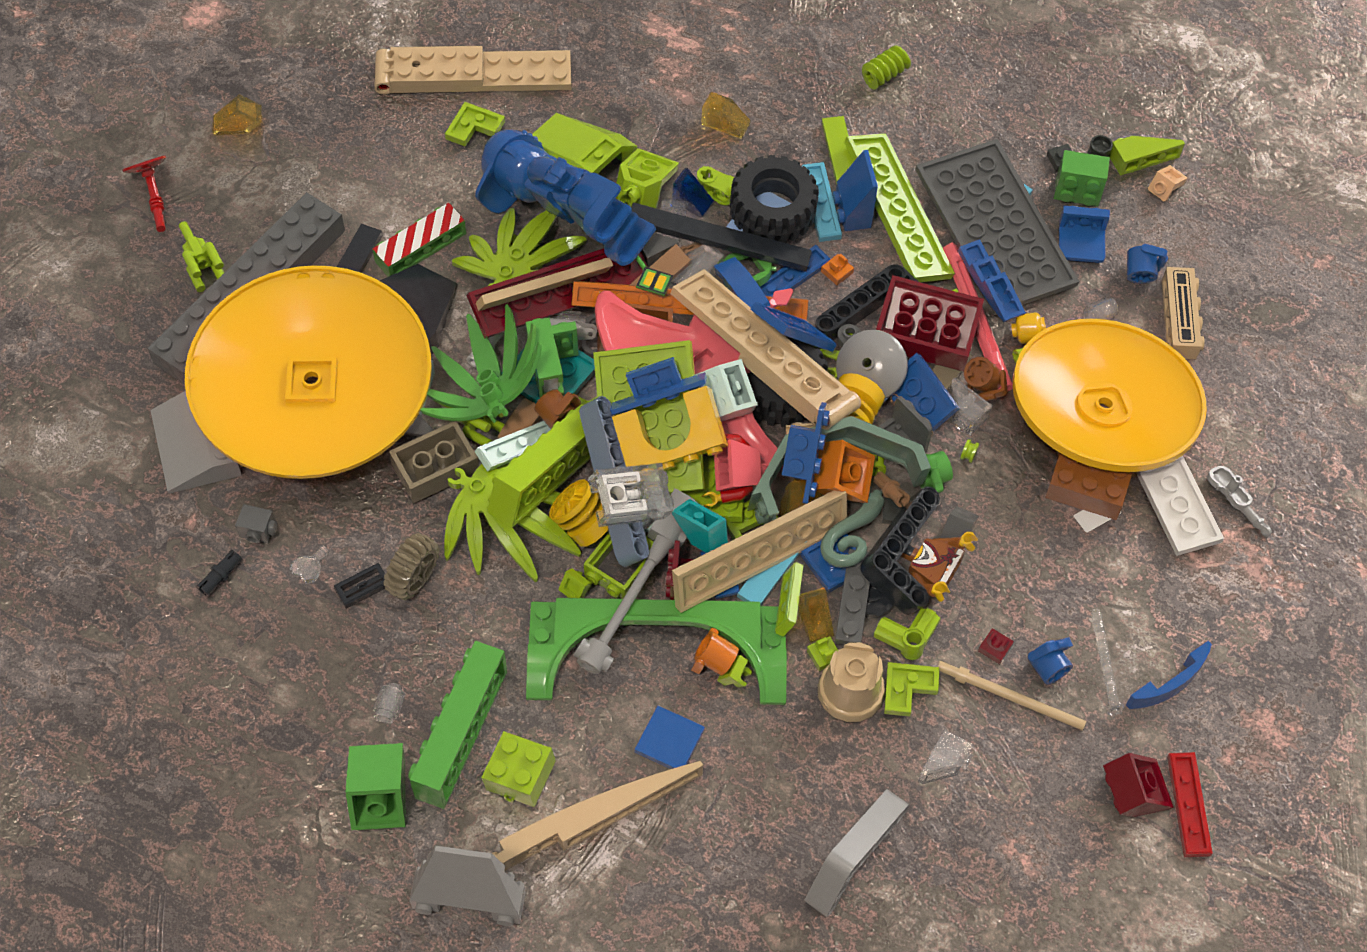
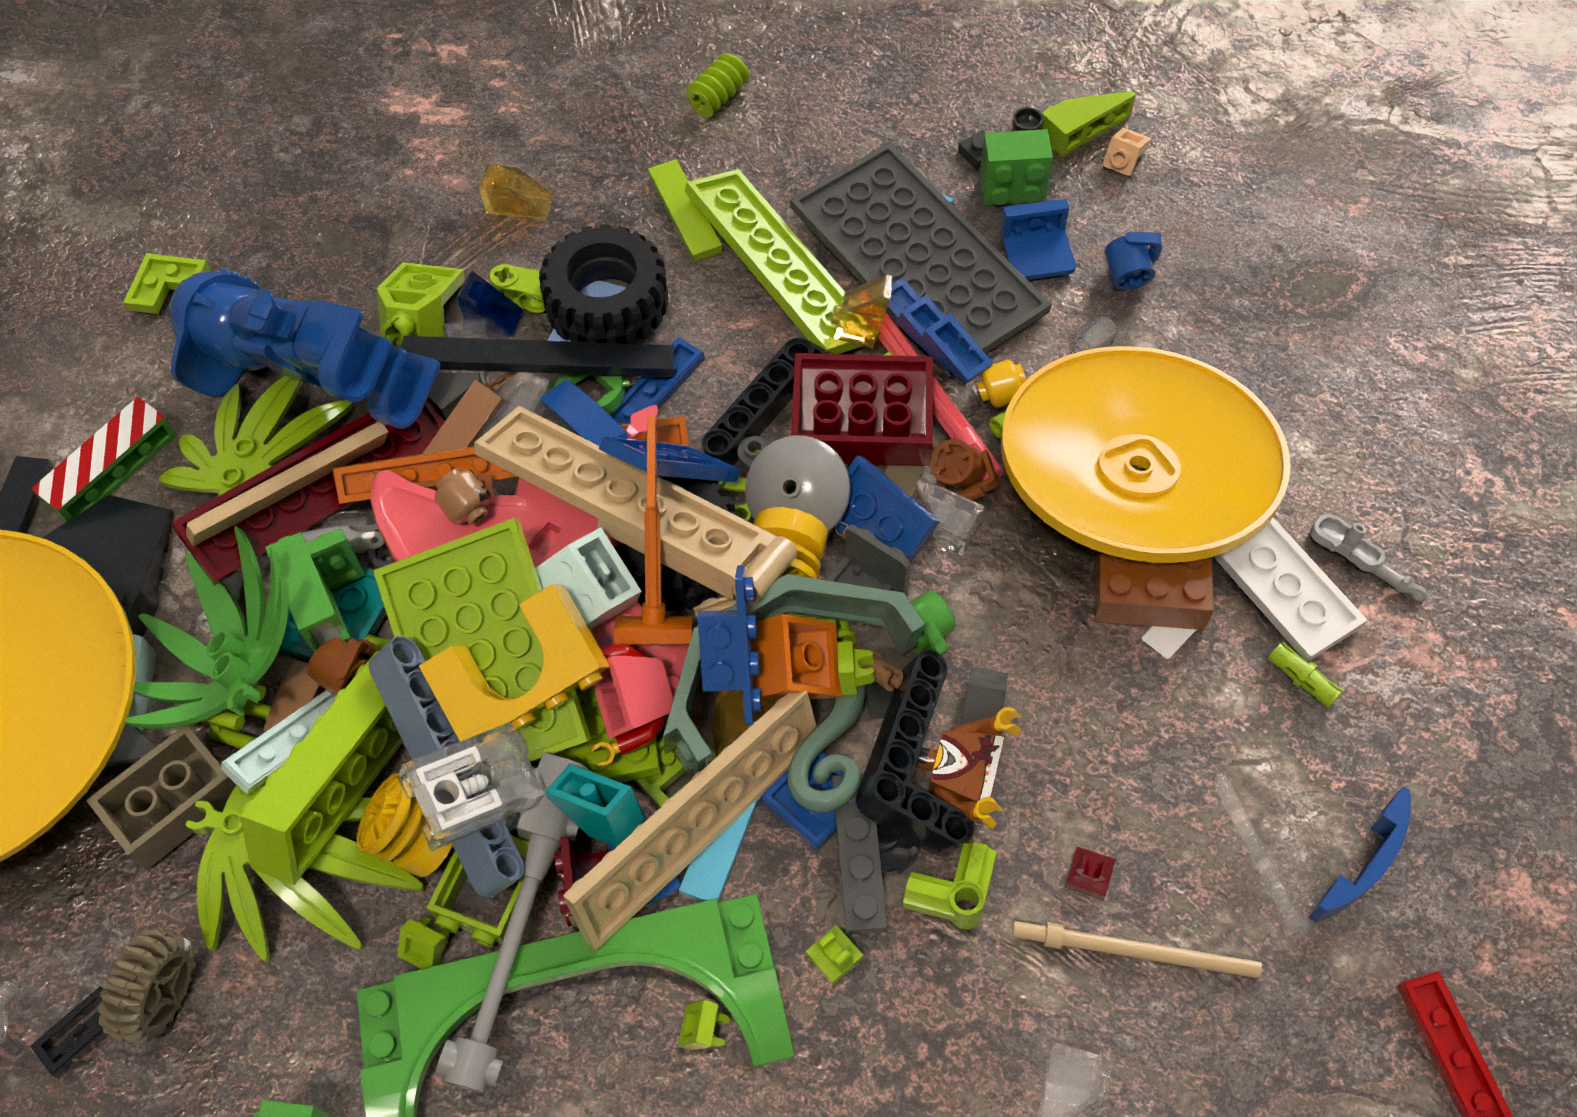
camera: 10 degrees left, 0 degrees up
(469, 70) = (147, 211): tan hinge -> none
(582, 143) = (322, 271): lime wedge -> none
(653, 280) = (452, 439): piece -> none
(654, 383) = (476, 596): blue bracket -> none
(657, 319) = (462, 496): none -> medium nougat head
(714, 653) = (664, 1006): orange piece -> none
(759, 427) = (653, 625): none -> orange piece
(789, 599) = (760, 884): lime tile -> none
(815, 614) = (807, 897): clear yellow slope -> none
(826, 217) = (683, 294): medium azure tile -> none
(837, 269) = (716, 364): orange tile -> none
(852, 683) = (891, 1002): tan piece -> none
(856, 194) = (718, 254): blue slope -> none
(878, 486) = (850, 670): none -> lime tile
(903, 681) = (967, 970): lime plate -> none
(945, 257) = (862, 312): none -> clear yellow slope
(969, 451) = (969, 579): lime bush -> none
(1050, 660) = (1180, 878): blue piece -> none
(1137, 785) = (1373, 1054): dark red slope -> none
(1172, 562) = (1305, 675): none -> lime pin
(1181, 311) = (1202, 312): tan brick -> none

